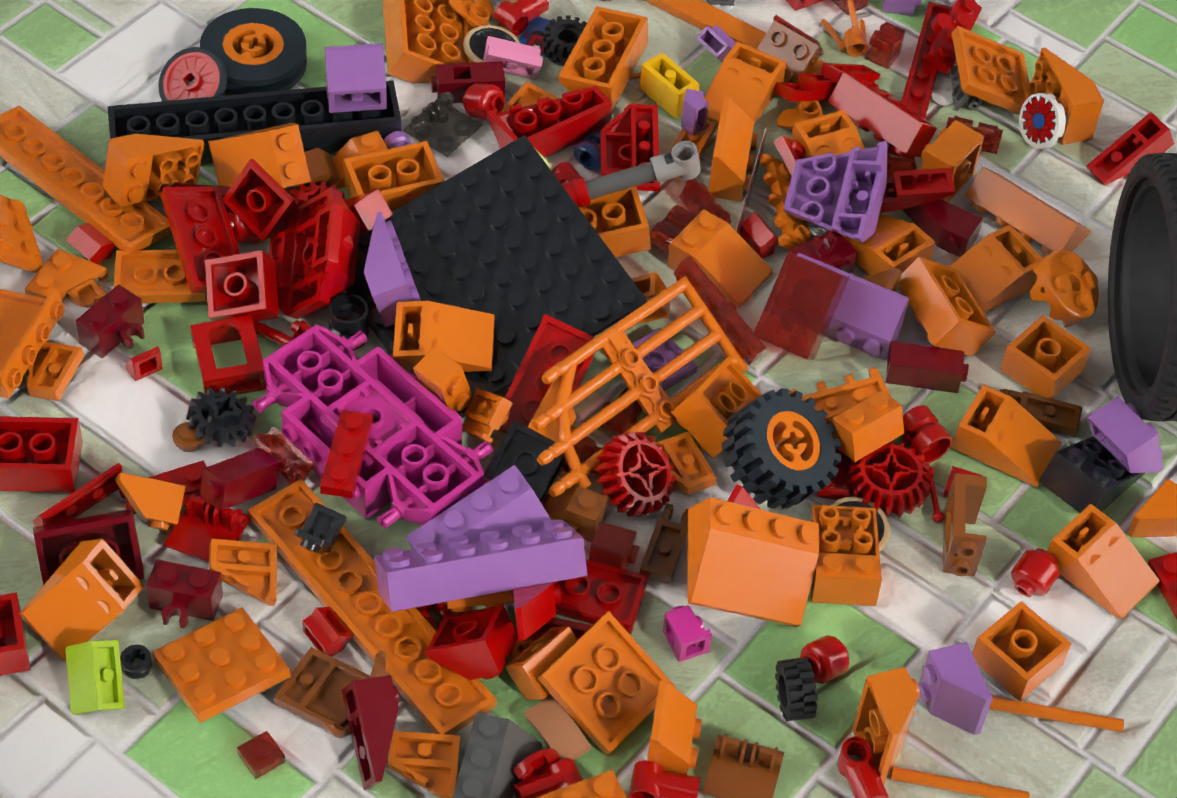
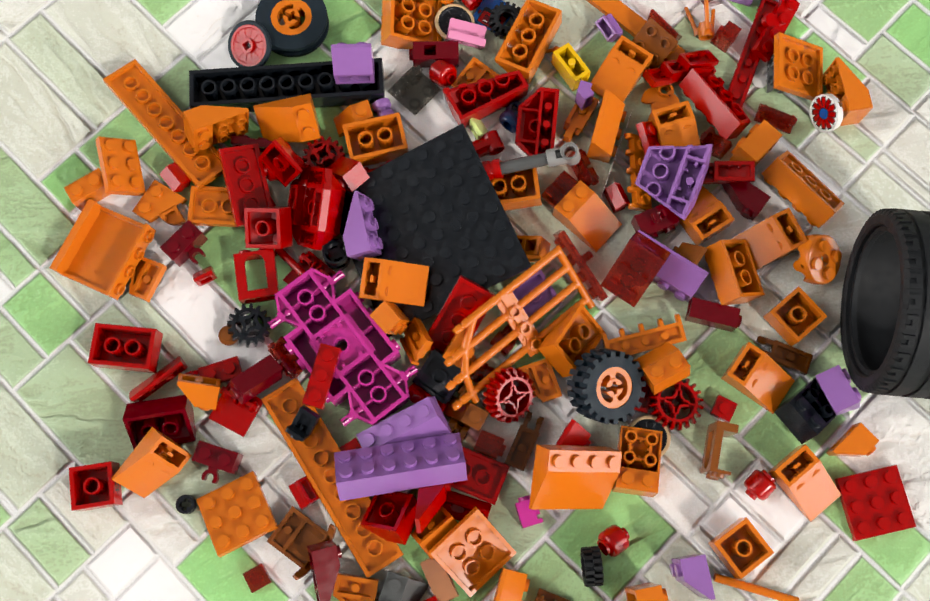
camera: 10 degrees right, 25 degrees up
(95, 676) = (159, 521): lime panel -> none
(246, 567) = (257, 442): orange wing -> none
(321, 167) = (328, 123): dark orange piece -> none
(925, 434) = (703, 371): red wheel -> none
(937, 516) = (703, 431): red hinge -> none
(1144, 138) = (884, 140): red slope -> none

